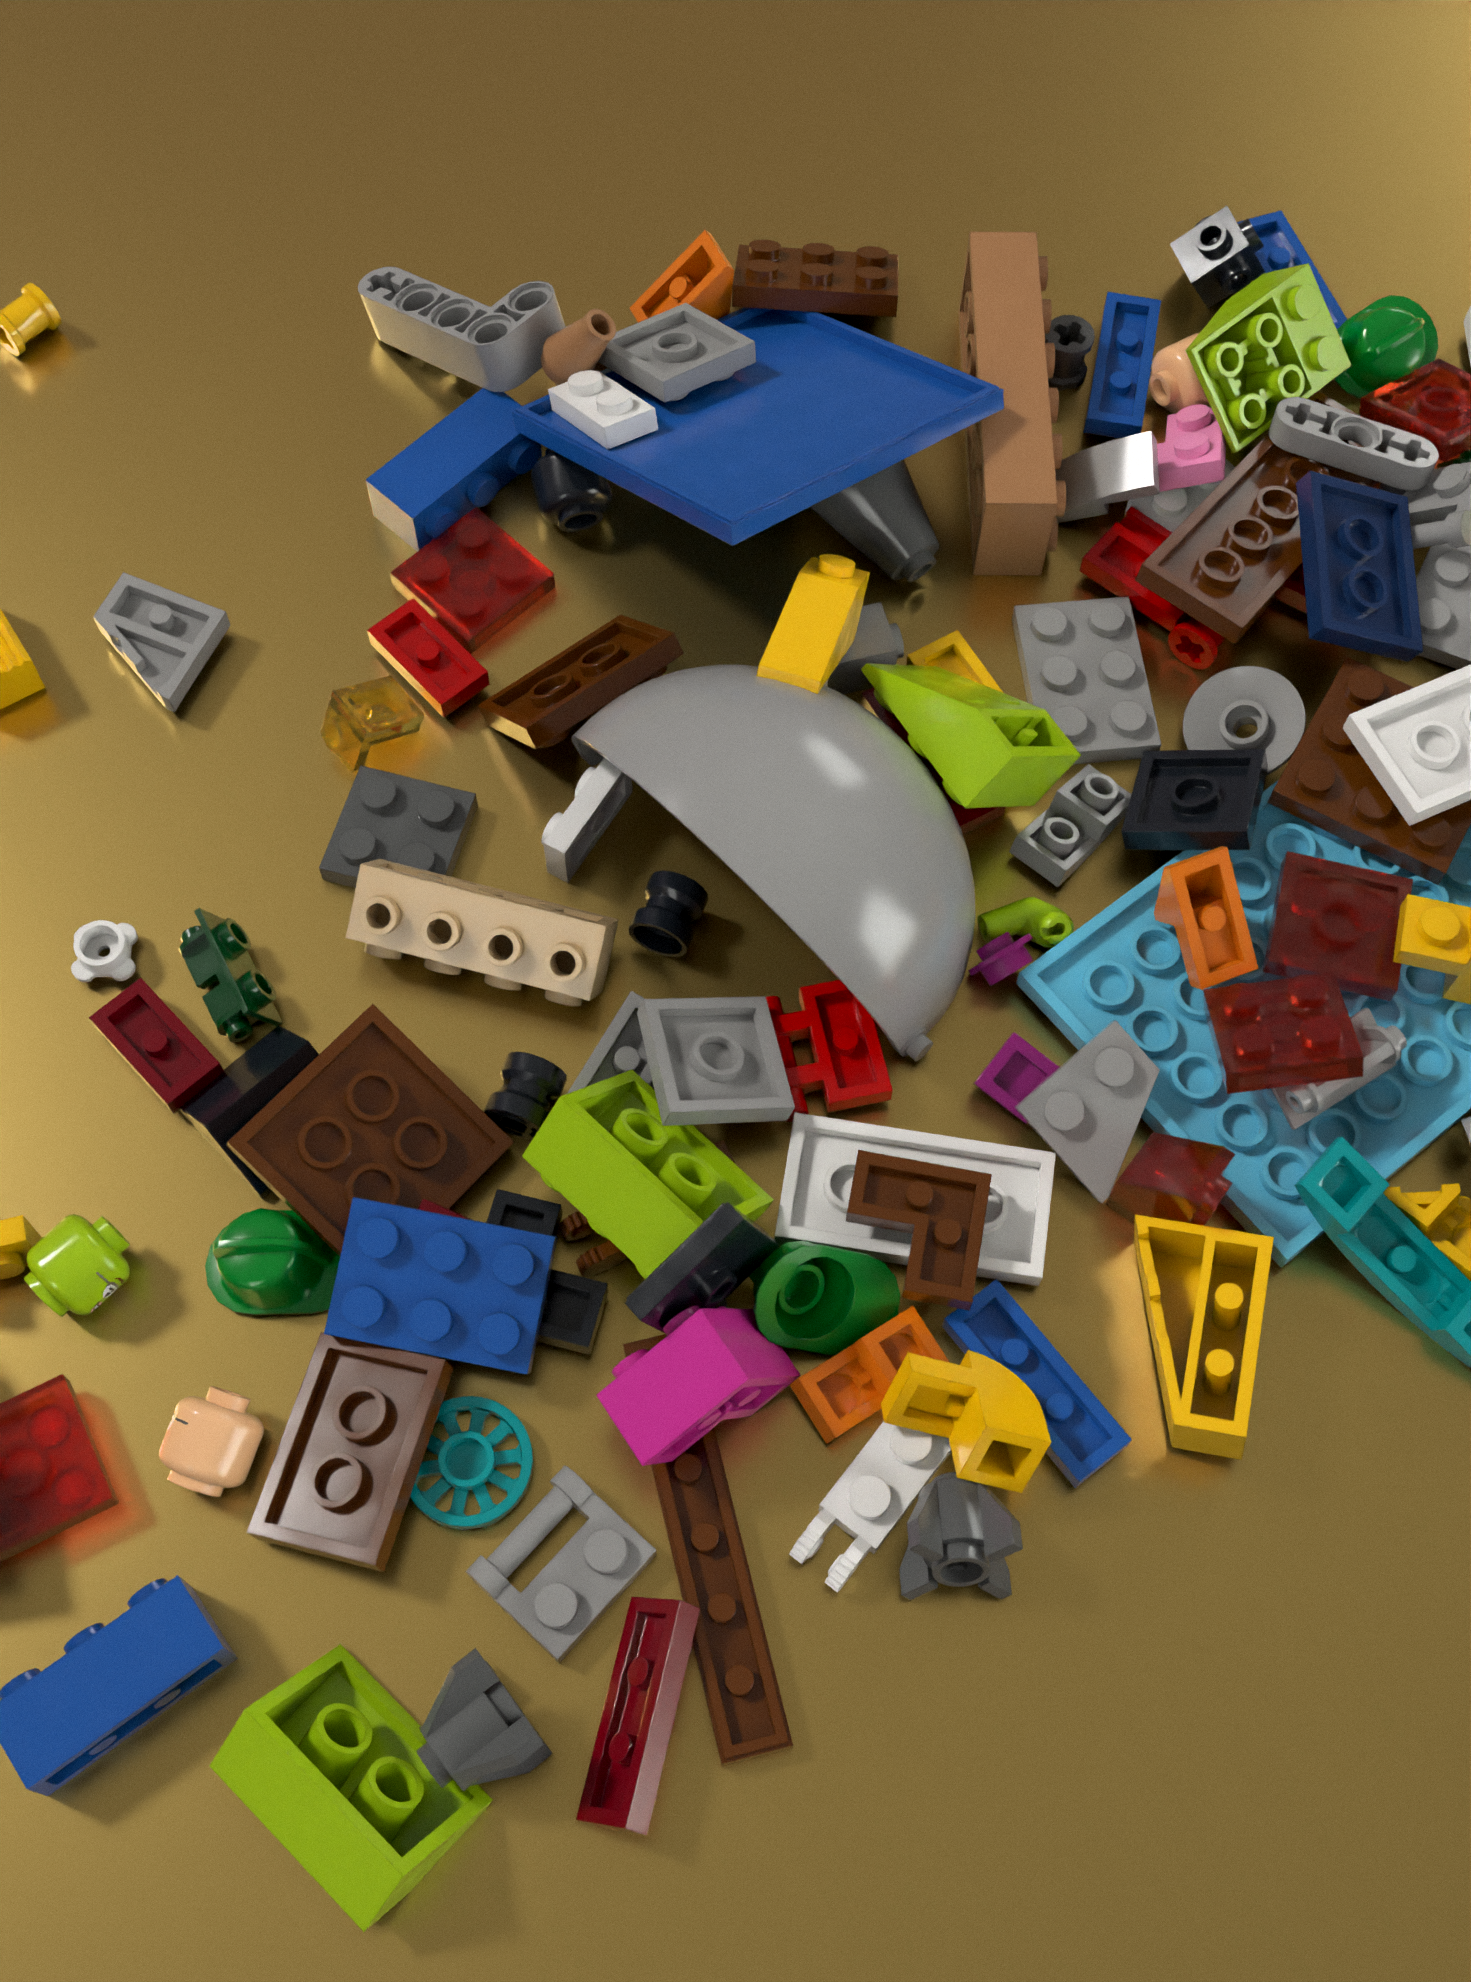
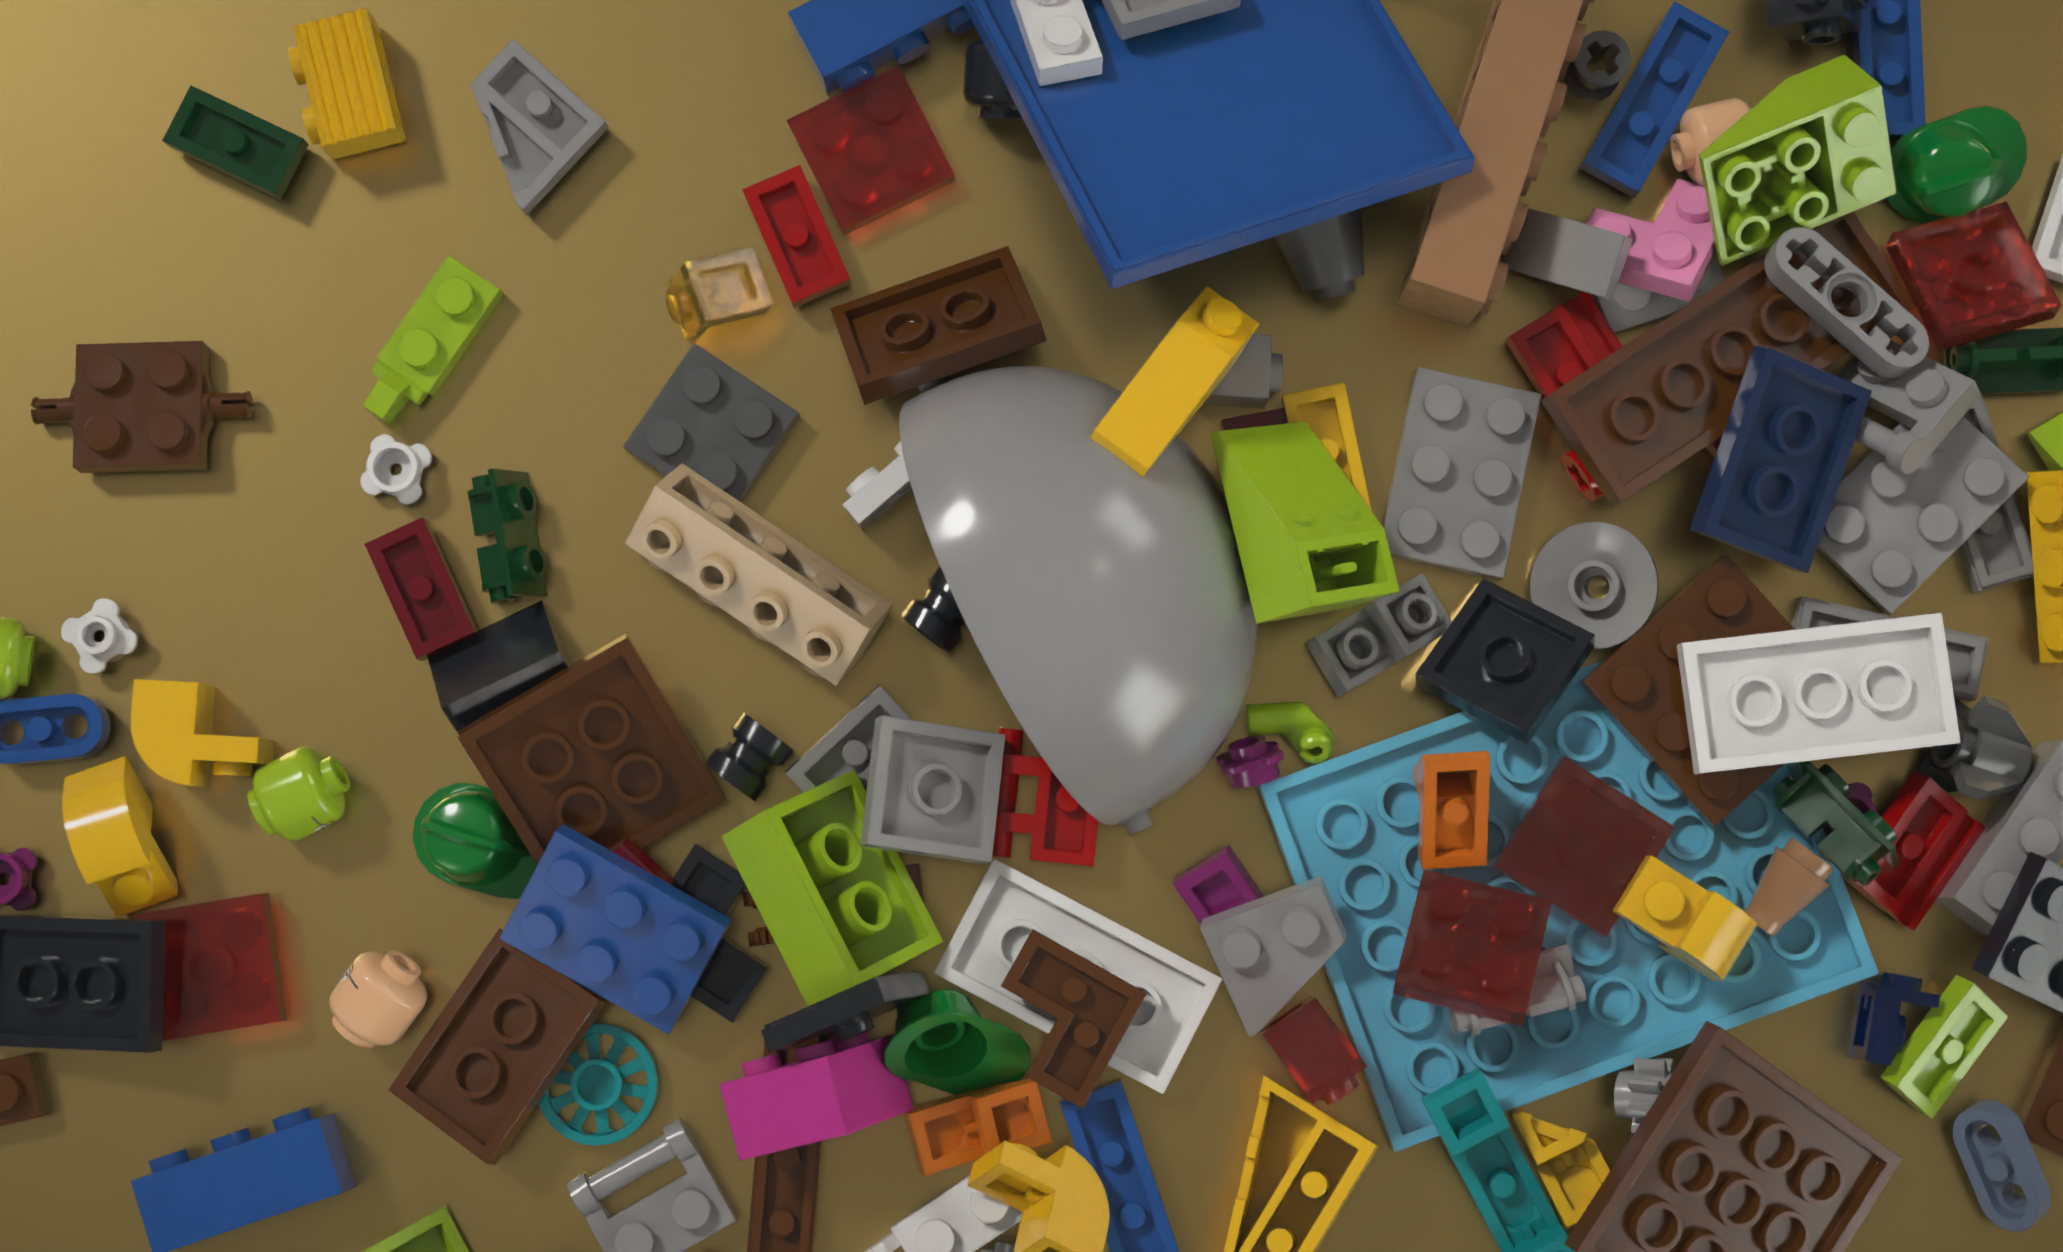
camera: 20 degrees right, 20 degrees up
(109, 835) = (431, 338): none -> lime hinge

